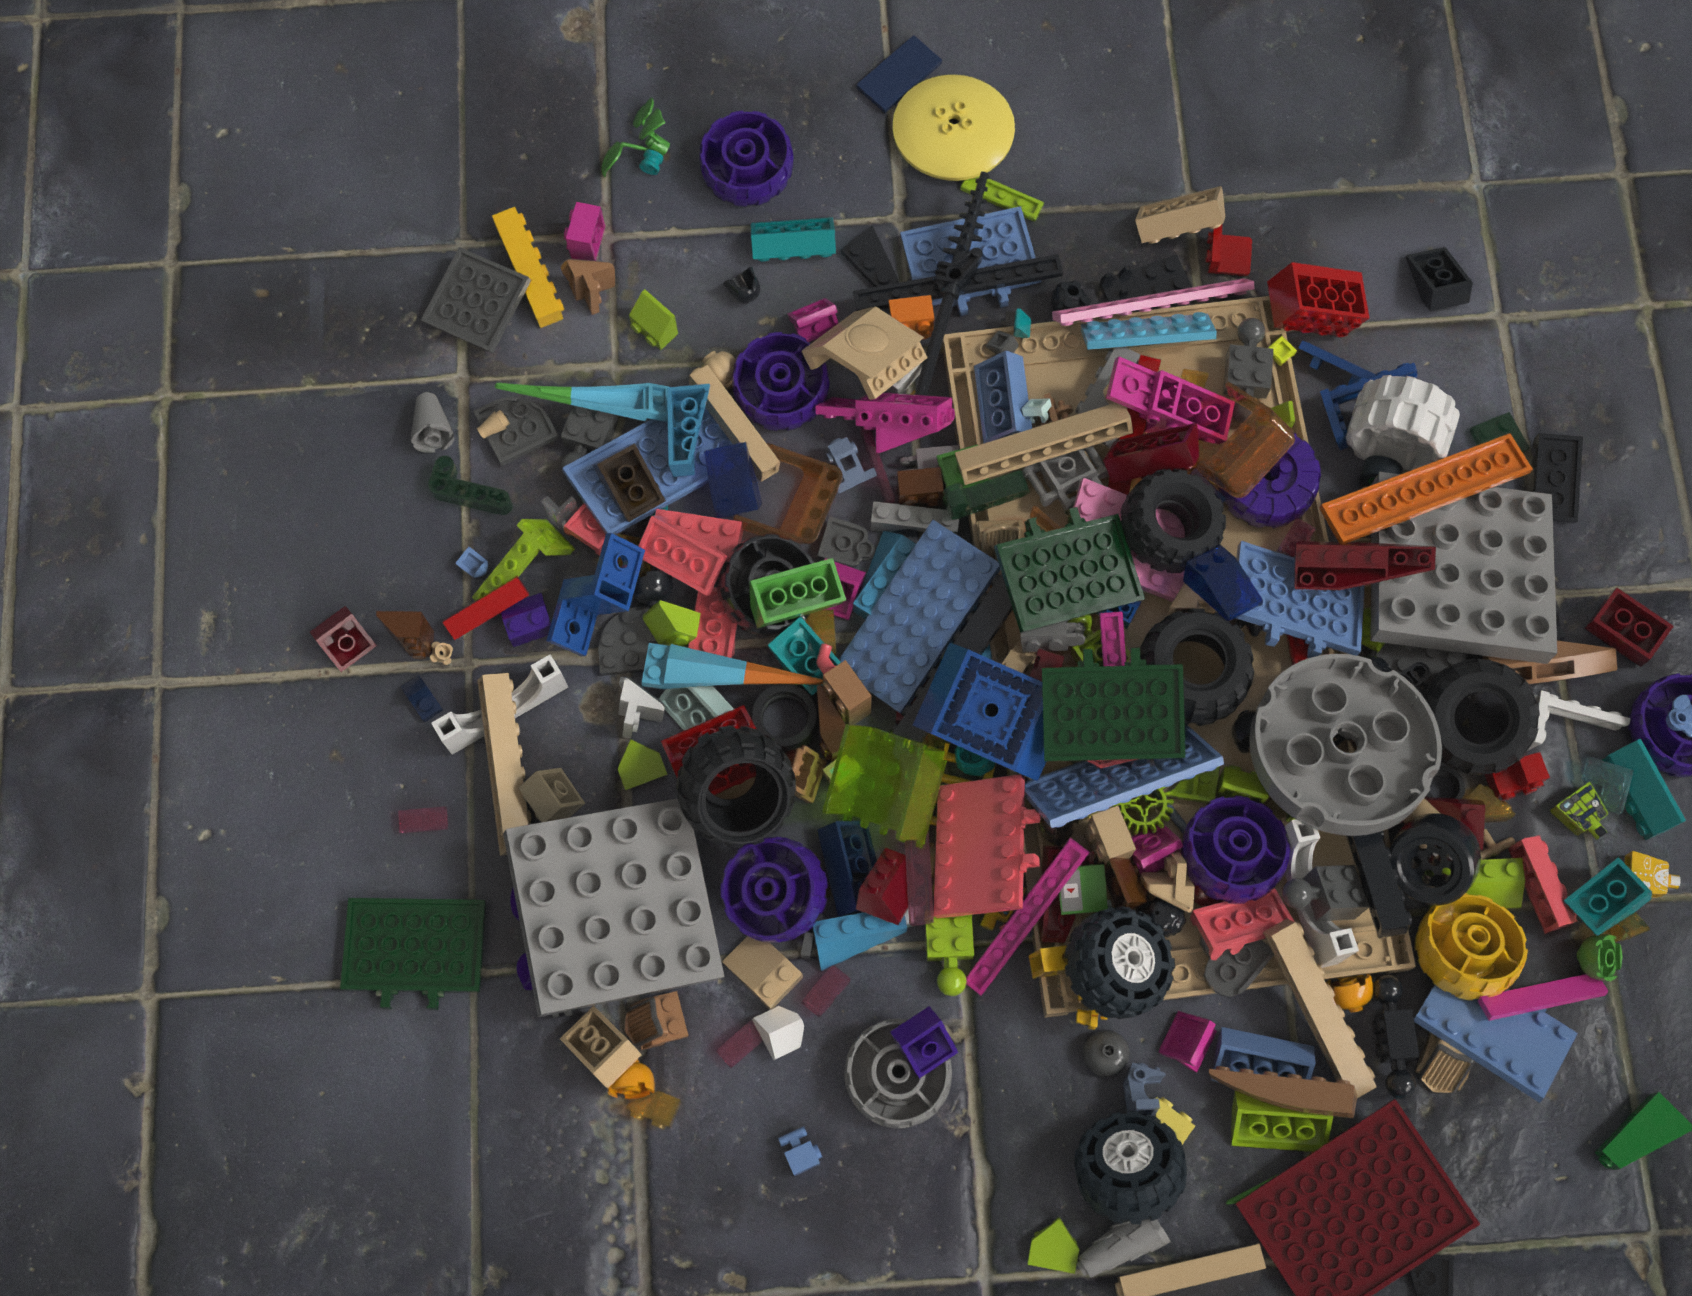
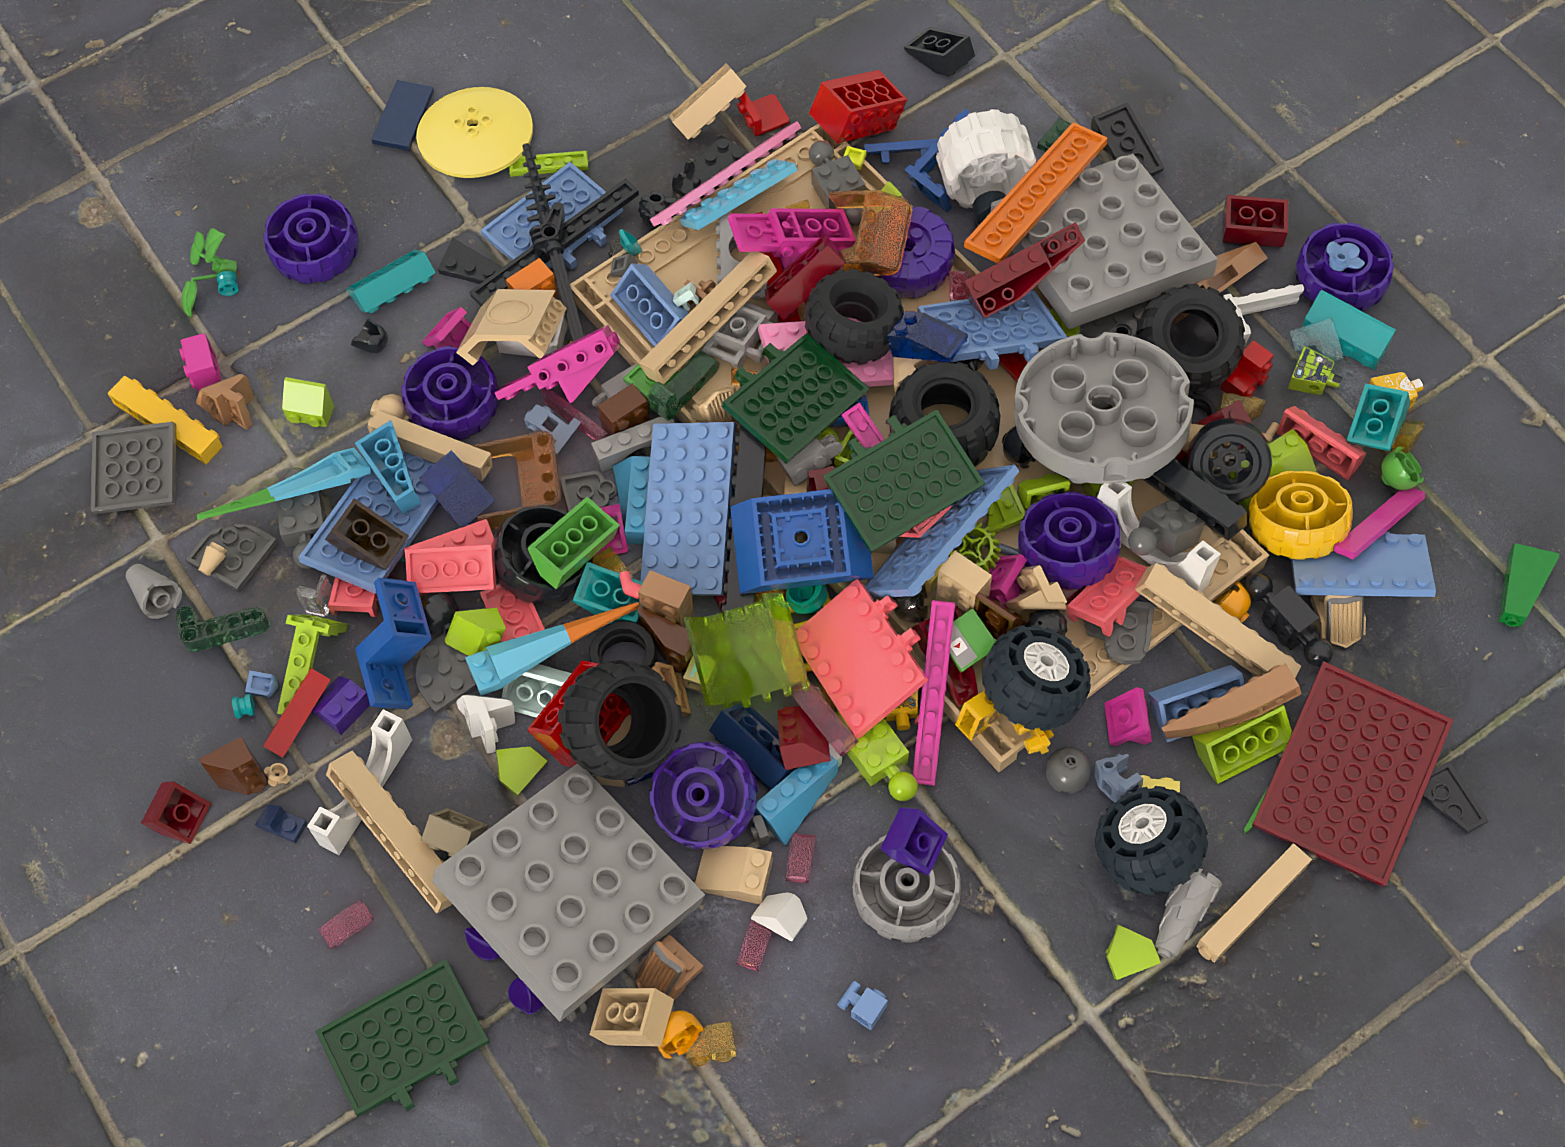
camera: 30 degrees left, 10 degrees down
(447, 575) = (243, 706): none -> teal wheel

